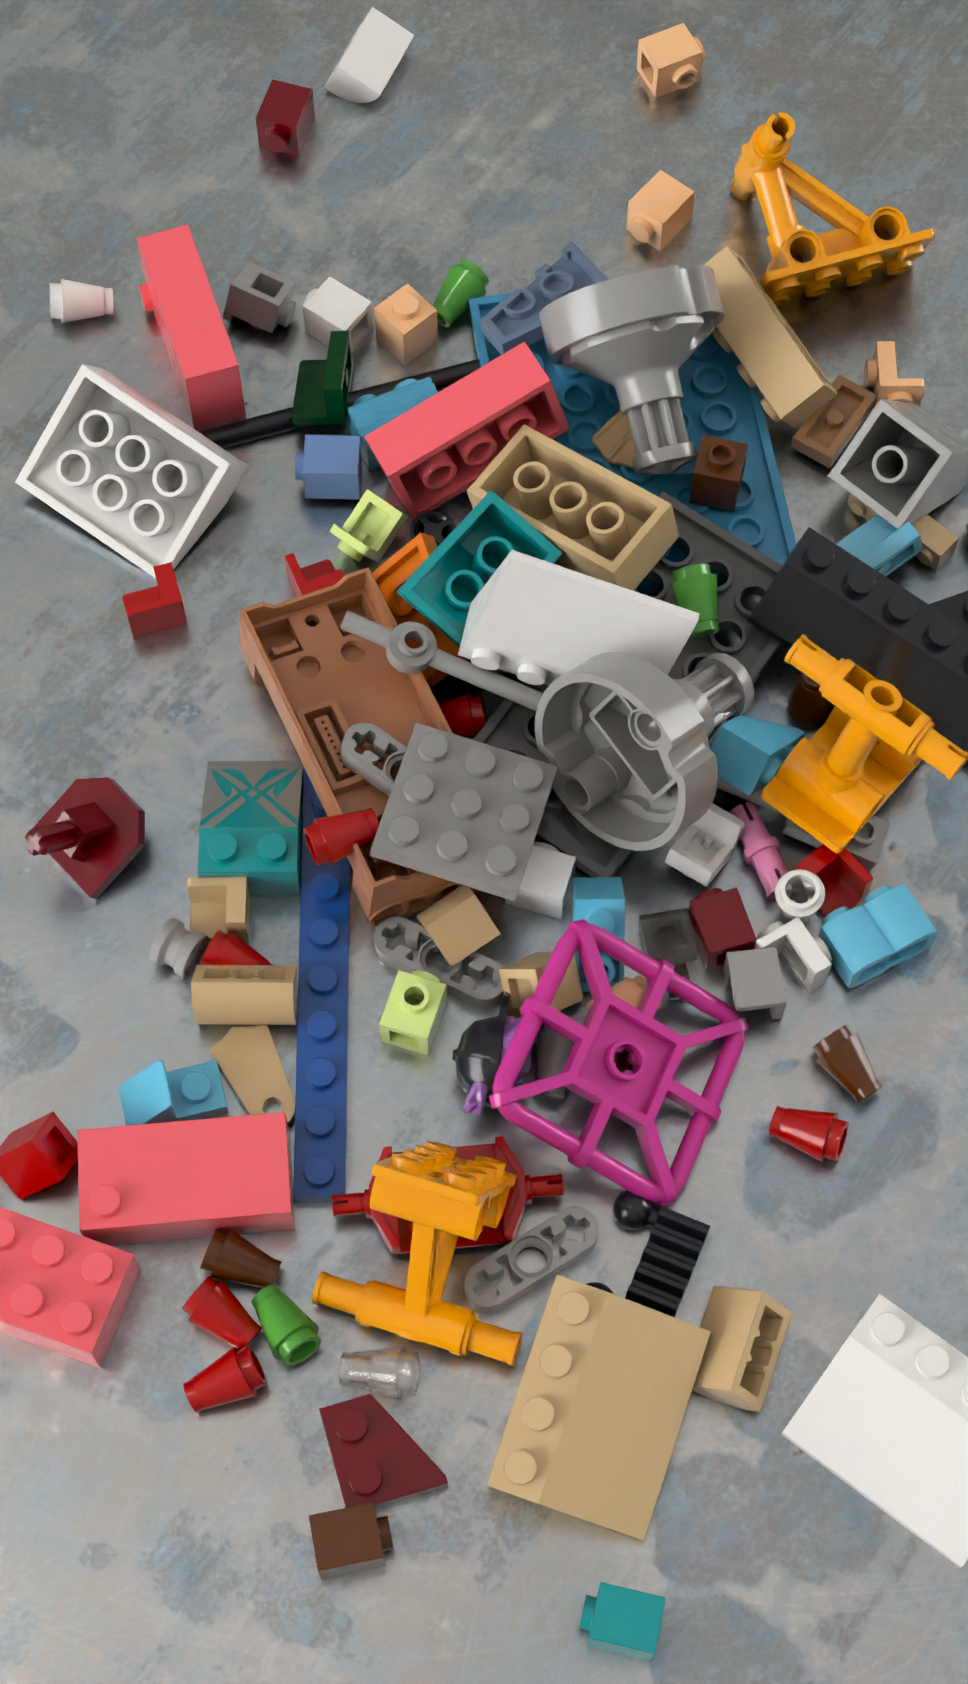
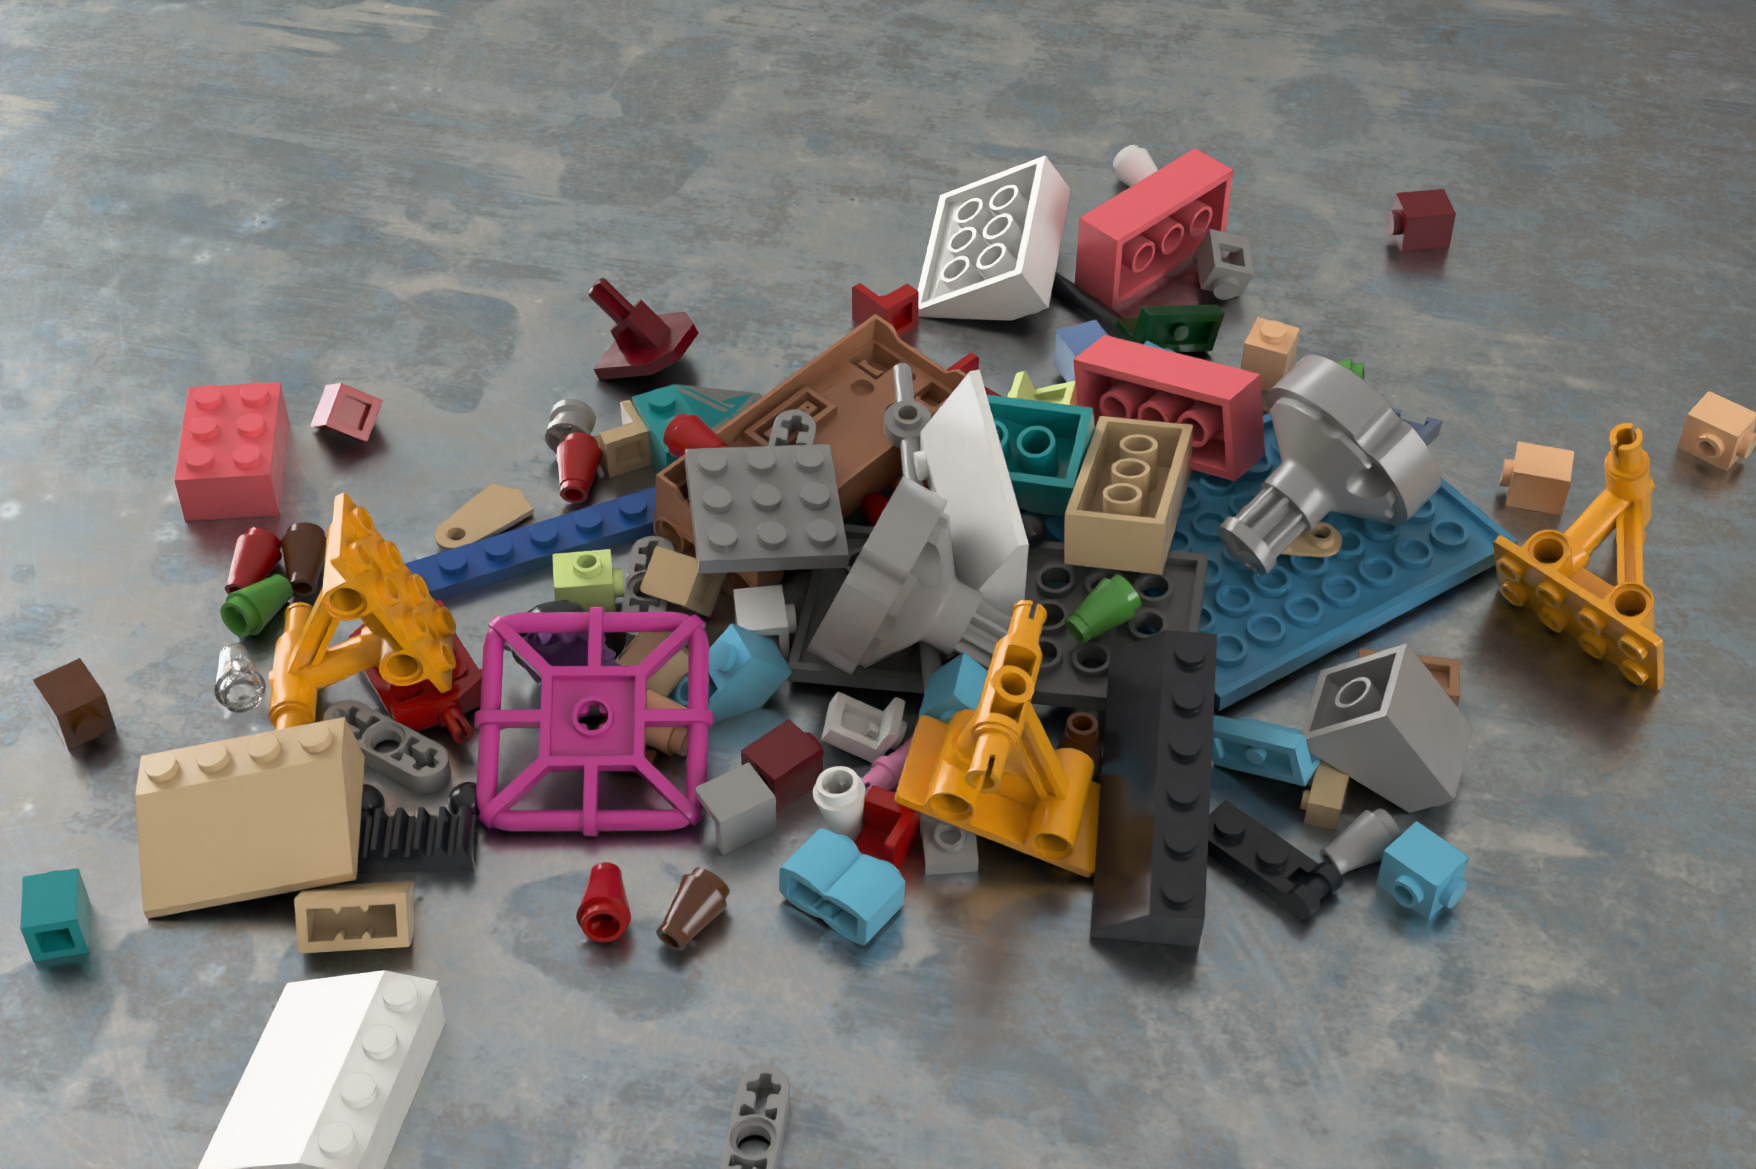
camera: 65 degrees right, 20 degrees down
(173, 1095) = (439, 476): medium azure slope -> none
(185, 1179) = (357, 460): coral brick -> none
(226, 1380) = (197, 587): red cone -> none
(245, 995) = (542, 470): tan brick -> none
(337, 309) = (1242, 307): white brick -> none
(369, 59) = (1532, 243): white brick -> none
(376, 1455) = (162, 702): dark red wing -> none
(671, 938) = (737, 733): clear smoke plate -> none
(718, 473) = (1261, 590): reddish brown brick -> none
(766, 345) = (1434, 569): tan brick -> none
(804, 953) = (792, 828): white bracket -> none
(882, 376) = (1488, 699): light nougat bracket -> none

